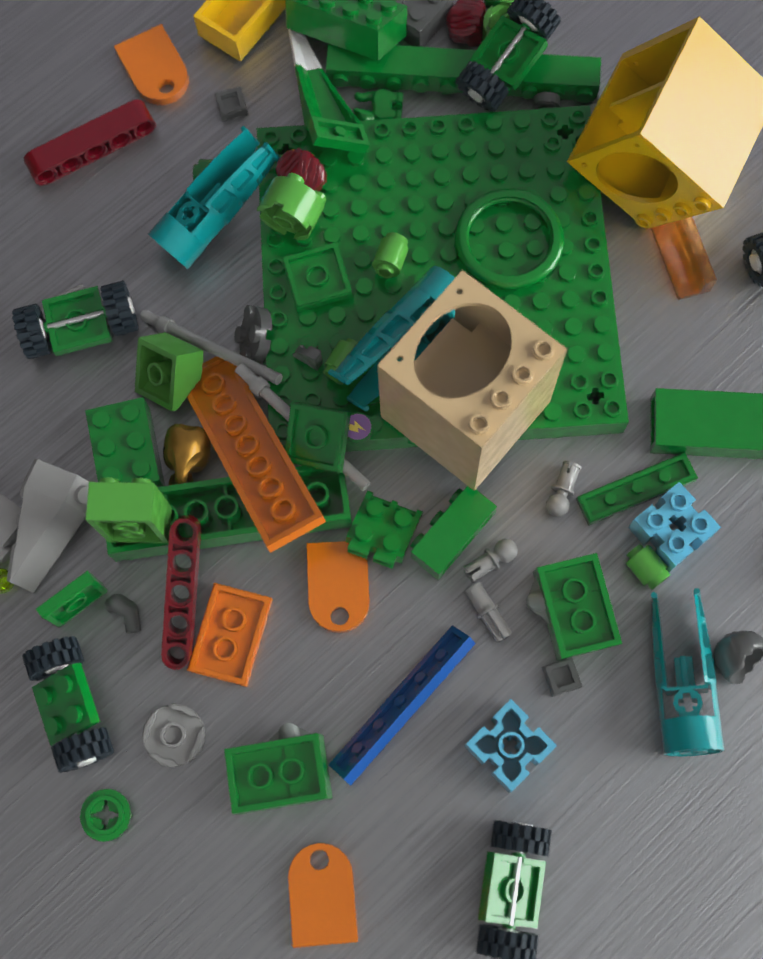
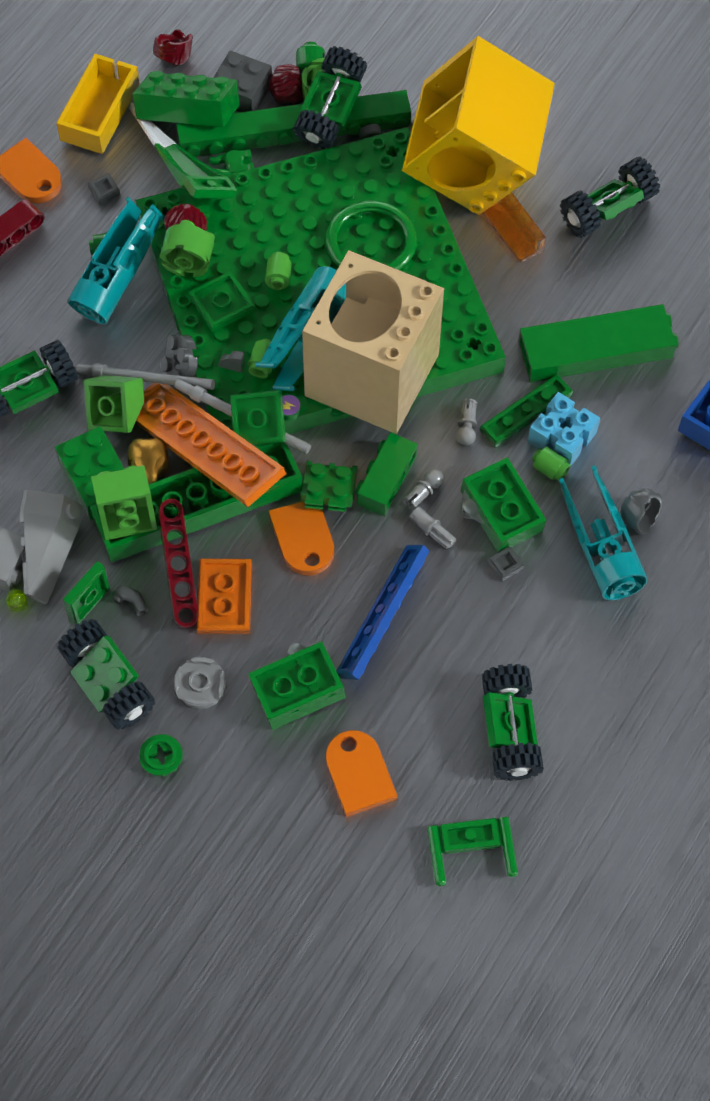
camera: 20 degrees left, 10 degrees down
(530, 746) = (464, 623): medium azure brick -> none

